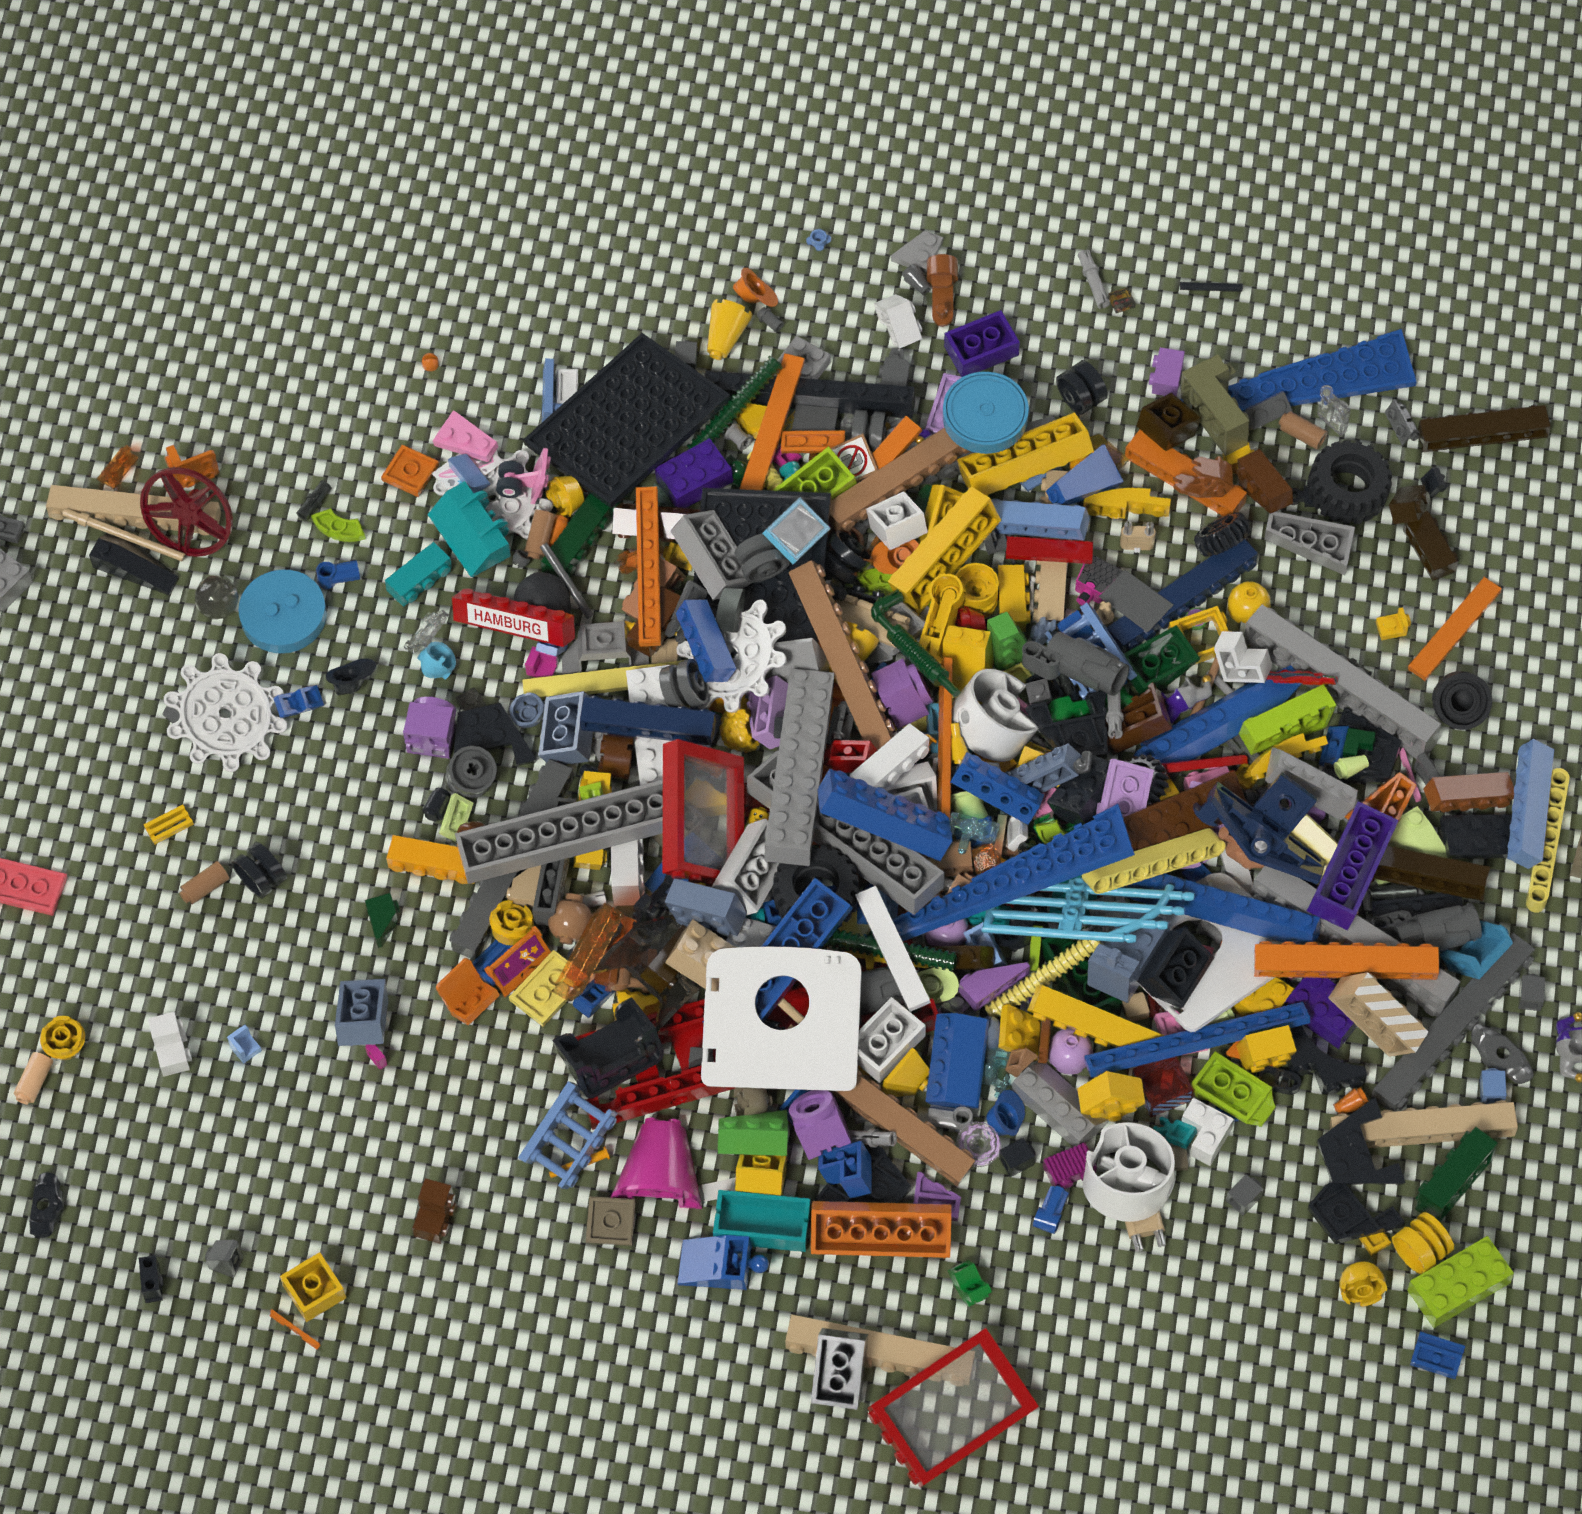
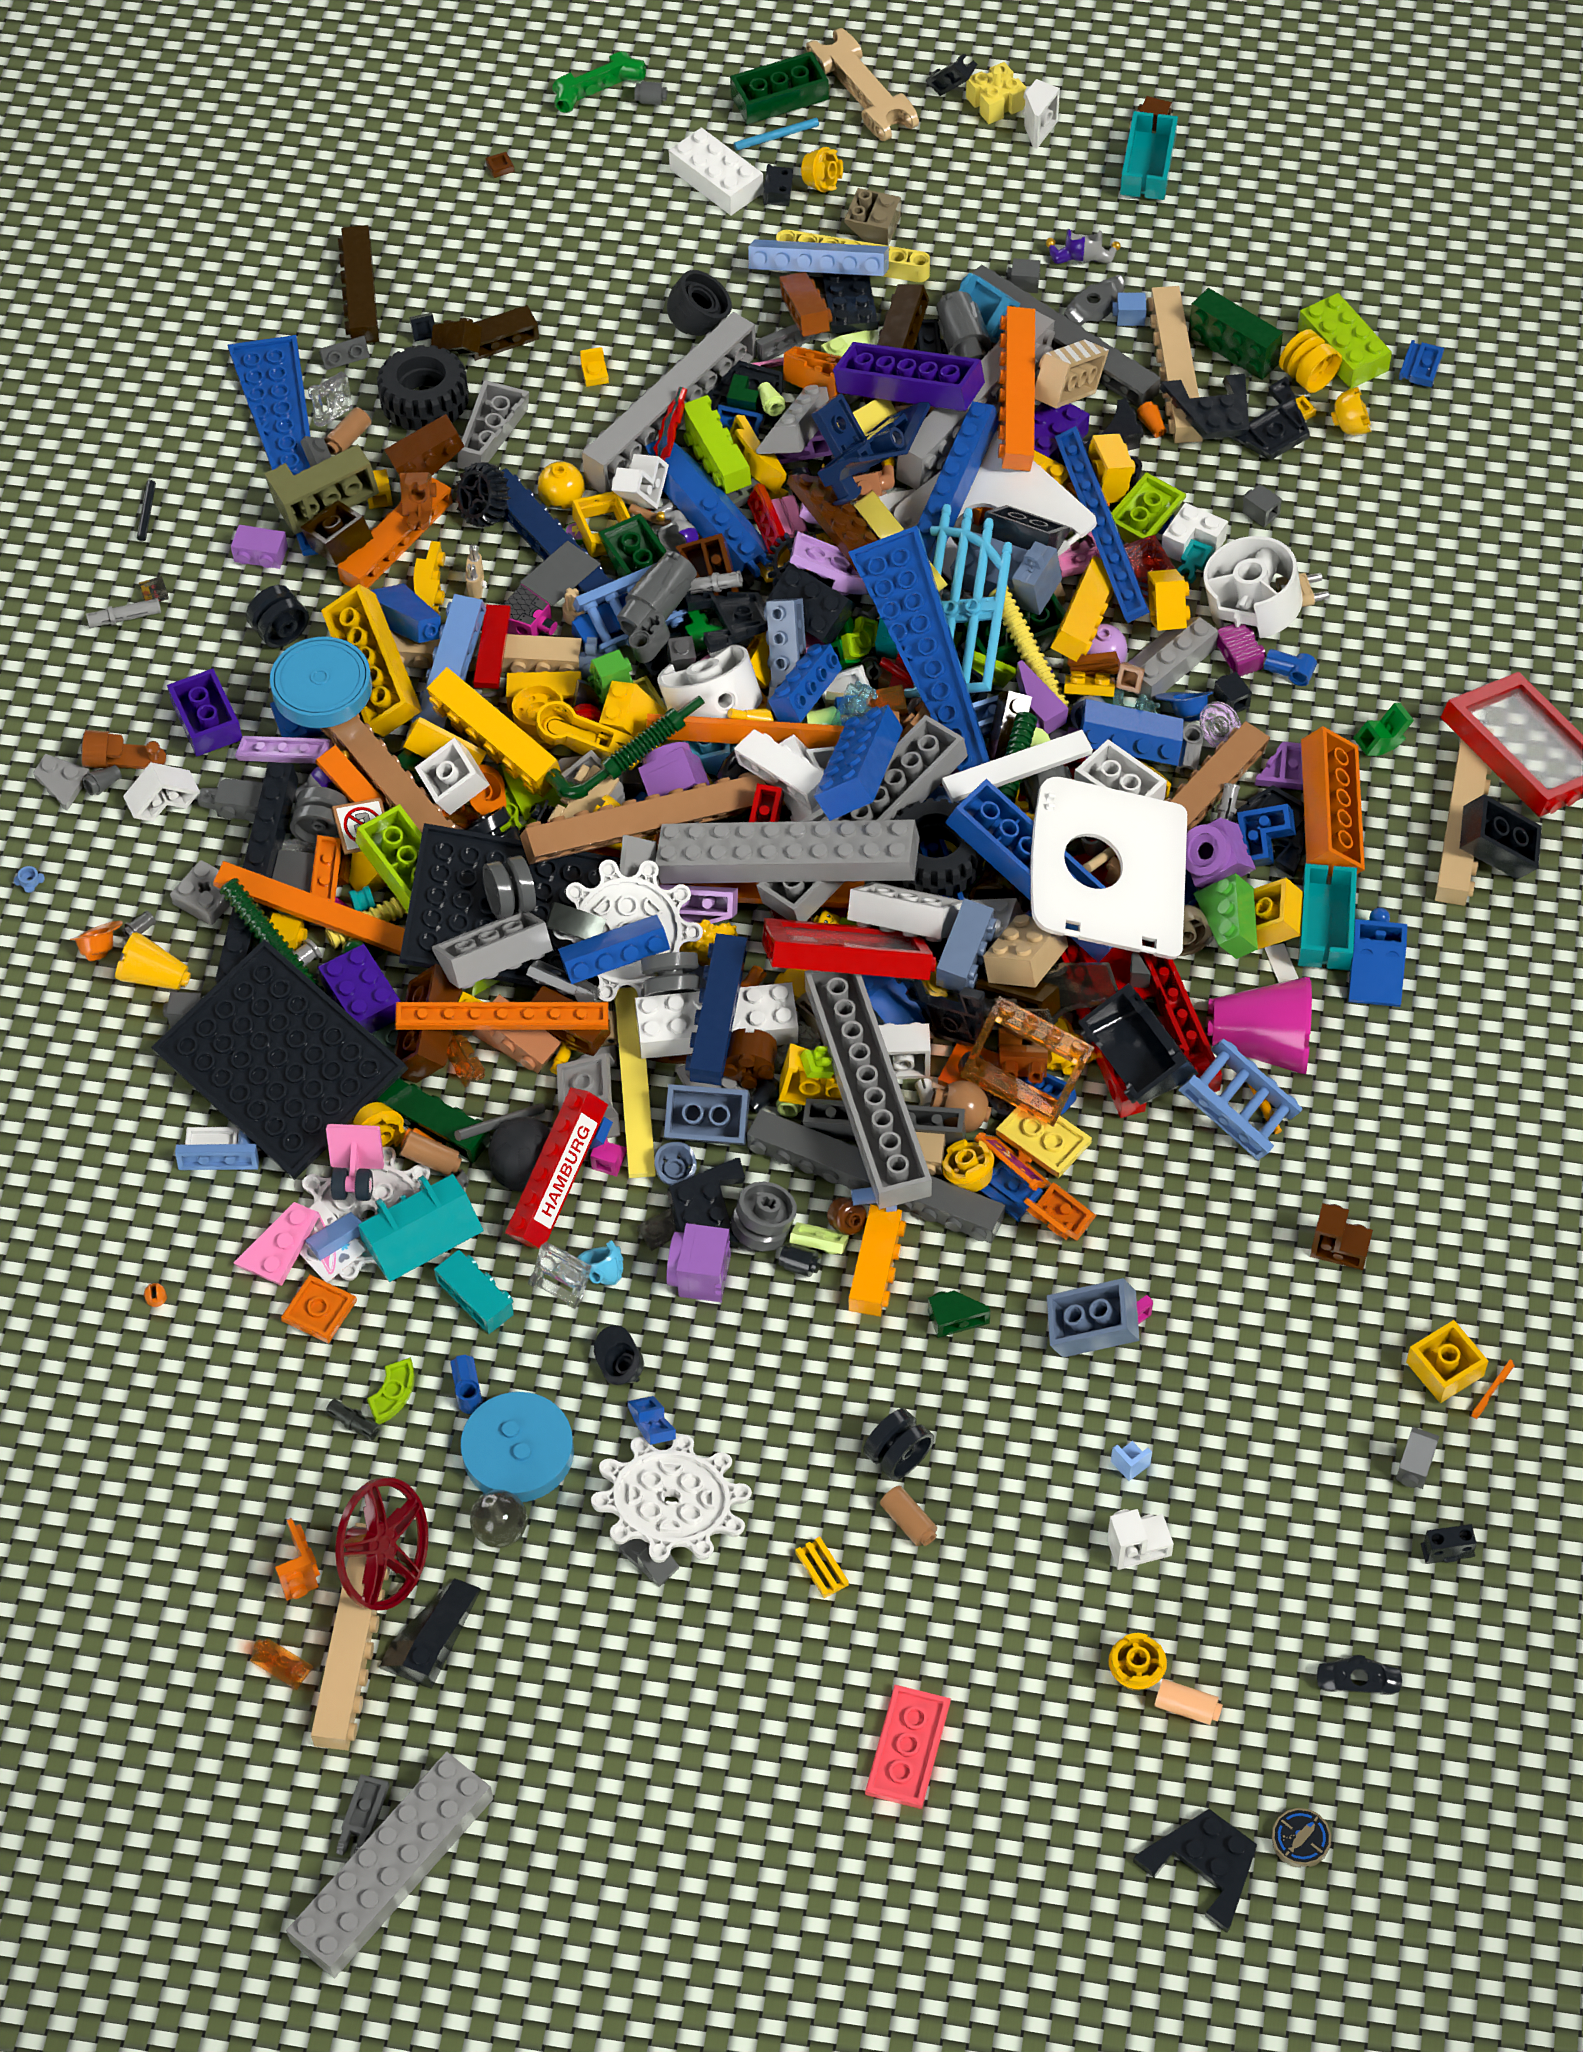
camera: 90 degrees left, 5 degrees down
(85, 520) = (370, 1687): tan bar -> none
(610, 1221) = (1334, 1066): dark tan plate -> none
(778, 724) = (723, 879): black tile -> none
(796, 530) = (482, 845): tile -> none
(1083, 764) = (793, 591): dark grey arm -> none
(1454, 629) = (600, 321): orange tile -> none

